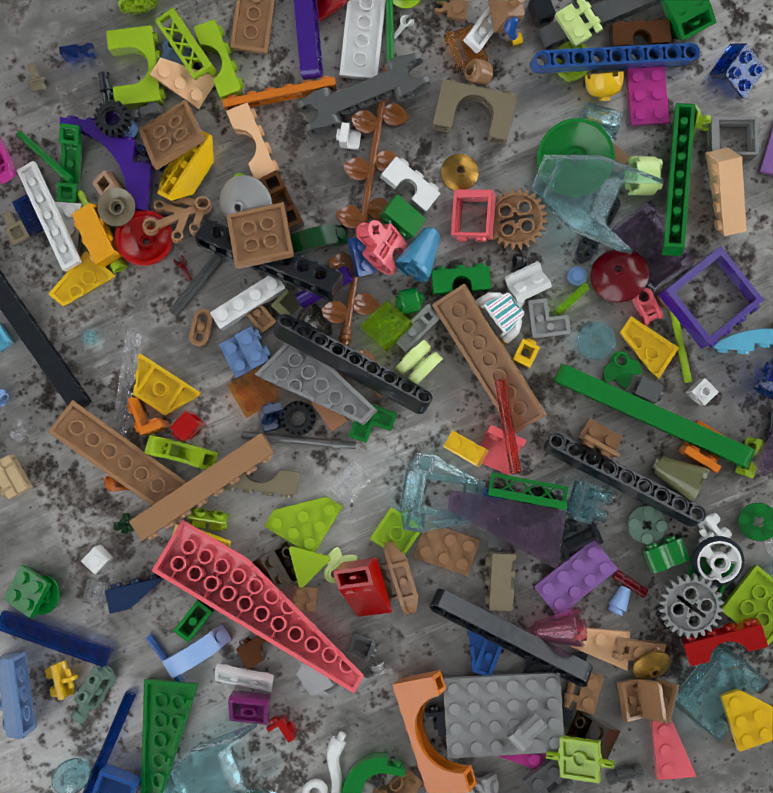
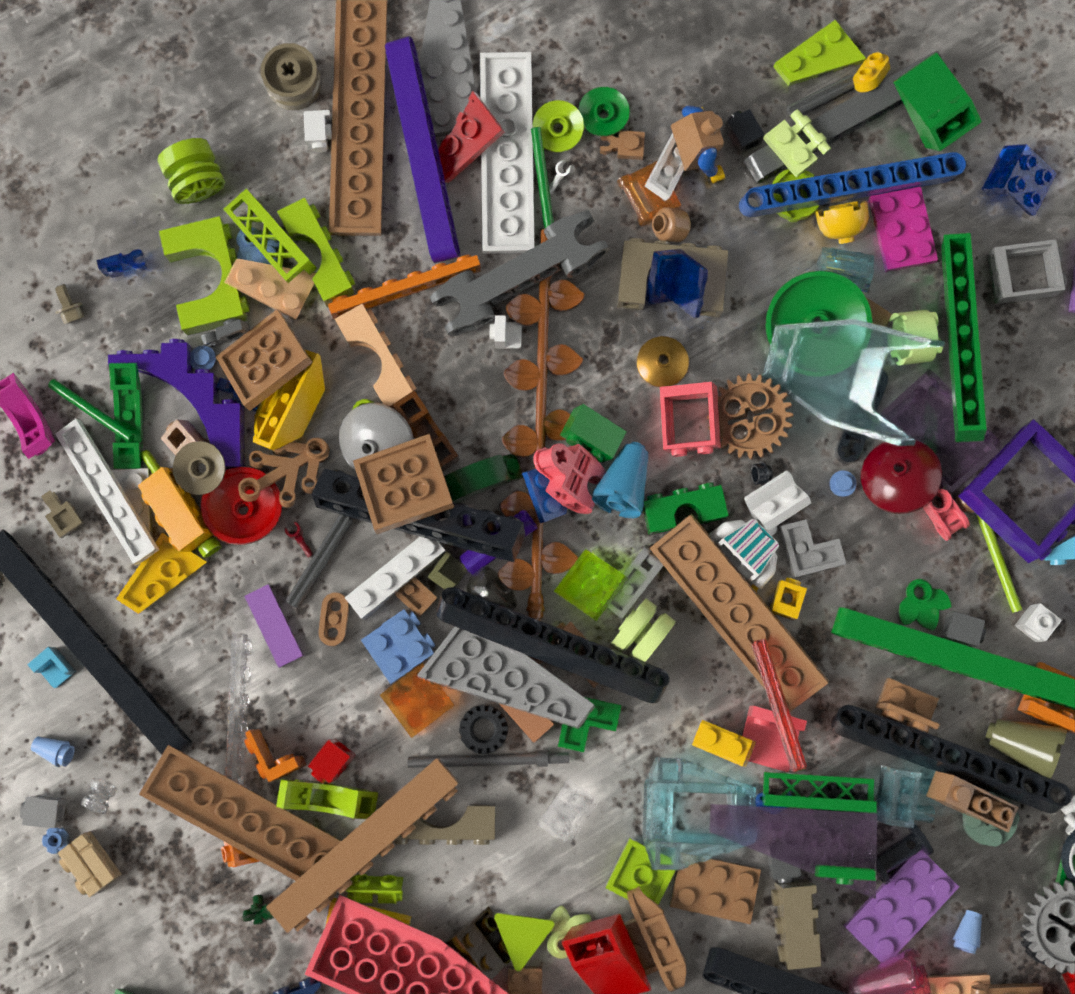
camera: 10 degrees left, 5 degrees down
(28, 215) = (76, 493): clear blue plate -> none
(89, 337) = (179, 652): clear light blue hinge -> none
(97, 559) = (225, 967): white brick -> none
(105, 86) = (166, 310): black axle -> none
(106, 109) = (176, 333): black tyre -> none
(158, 327) = (274, 626): none -> medium lavender tile
(161, 388) = (287, 710): yellow wing -> none
(269, 416) = (444, 732): dark blue bracket -> none
(304, 522) = (511, 876): lime plate -> none
(399, 172) = (619, 396): white arch -> none
(409, 300) = (618, 546): green head -> none
(476, 112) = (677, 279): none -> clear blue bracket
(537, 550) = (845, 875): none -> green plate
(572, 298) = (841, 516): clear neon green tile -> none
(607, 342) = (897, 570): clear light blue plate -> none
(630, 583) = (979, 905): dark red axle -> none
(635, 510) = (971, 800): none -> medium nougat slope
(649, 346) = (956, 568): yellow wing -> none
(654, 32) = (900, 143): reddish brown arch -> none
(666, 554) = (1023, 857): green brick -> none
(701, 122) = (981, 255): lime piece -> none
(727, 190) = (1031, 343): light nougat wedge -> none

